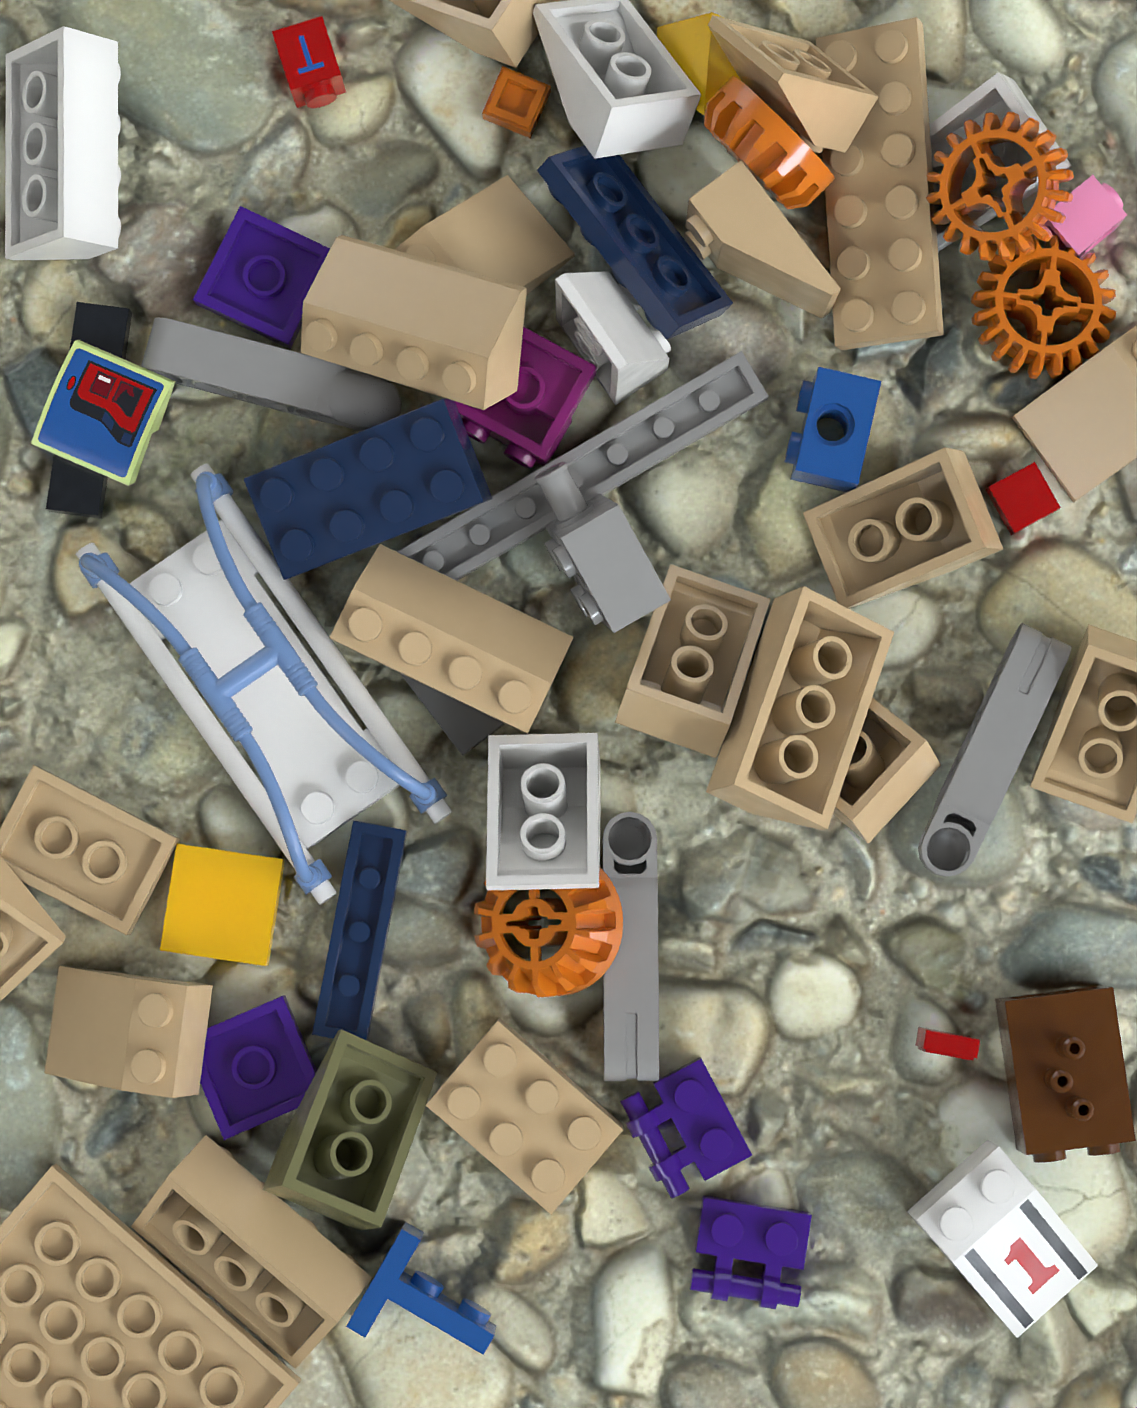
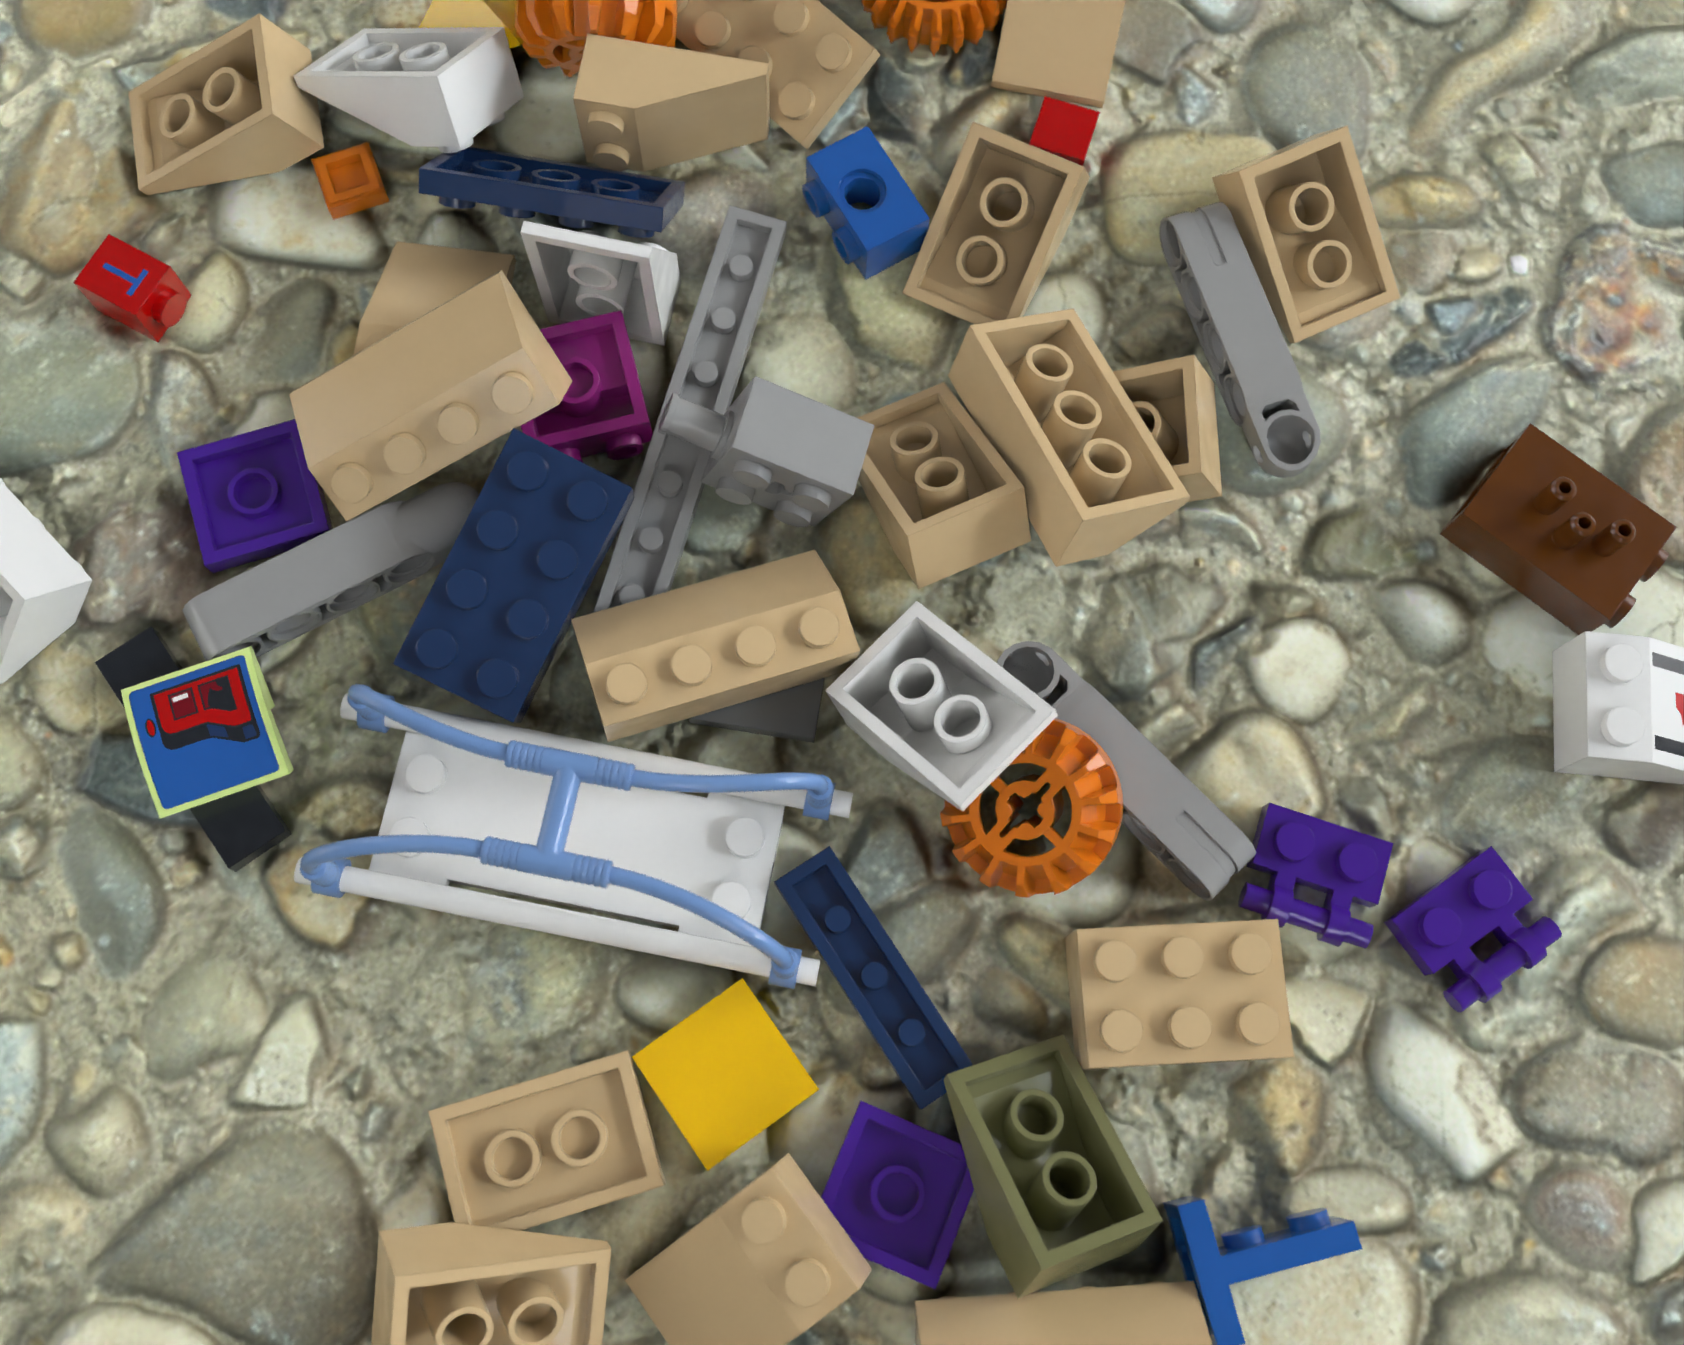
camera: 50 degrees left, 10 degrees down
(947, 1044) = (1449, 597): red tile -> none

